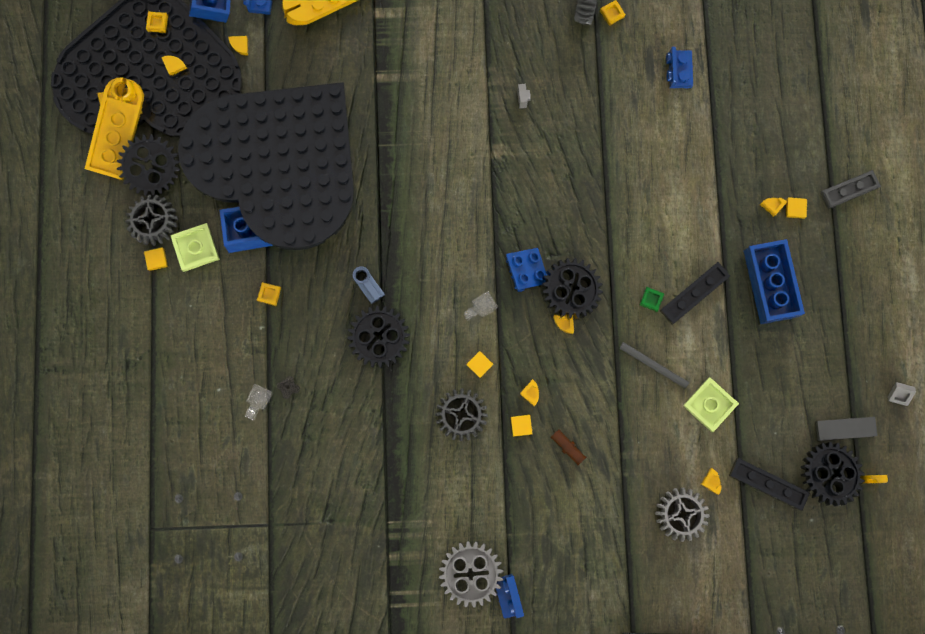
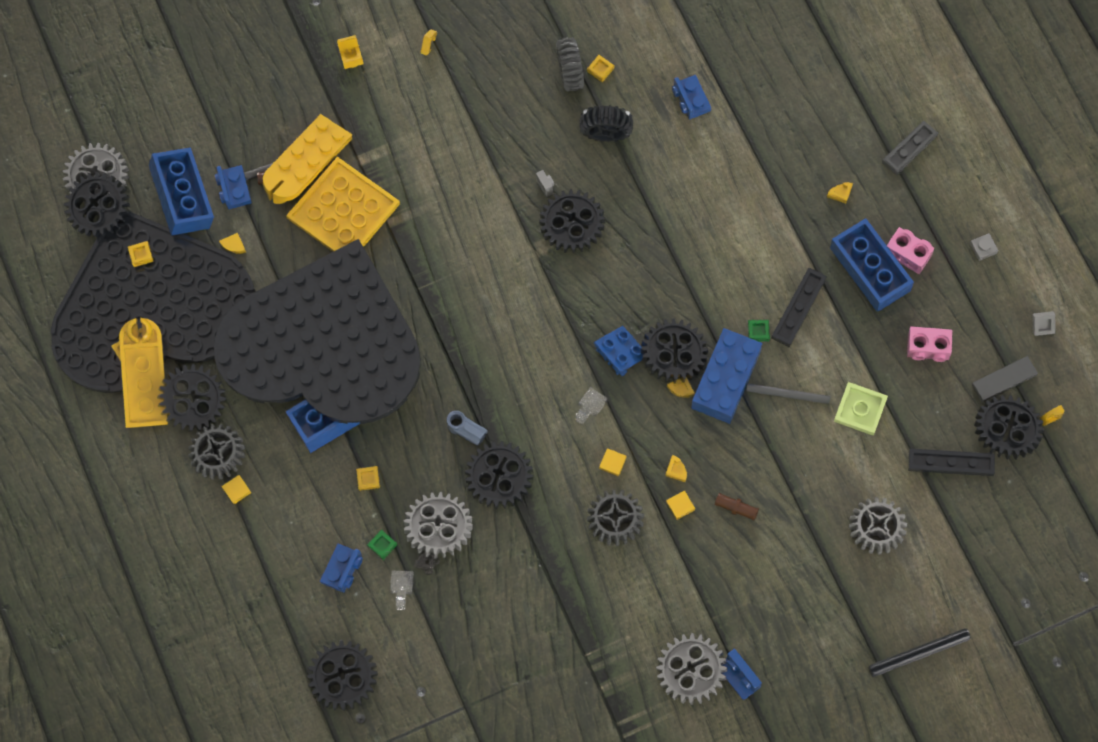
camera: 15 degrees left, 10 degrees down
(173, 64) = (175, 289): yellow tile -> none
(175, 475) = (337, 656): none -> black gear
(195, 247) = (272, 461): yellowish green plate -> none
(214, 363) = (341, 568): none -> blue bracket
(257, 356) = (382, 544): none -> green tile
(300, 375) = (436, 542): none -> light grey gear
(343, 49) = (342, 207): none -> yellow plate
(545, 129) = (563, 235): none -> black gear
(596, 63) = (606, 123): none -> black gear
(607, 329) = (726, 375): none -> blue brick
(712, 481) = (894, 483): yellow tile -> none
(795, 367) = (929, 338): none -> bright pink brick
(796, 208) = (864, 186): yellow tile -> none
(807, 284) = (905, 255): none -> bright pink brick
(877, 303) = (984, 247): none -> light grey plate

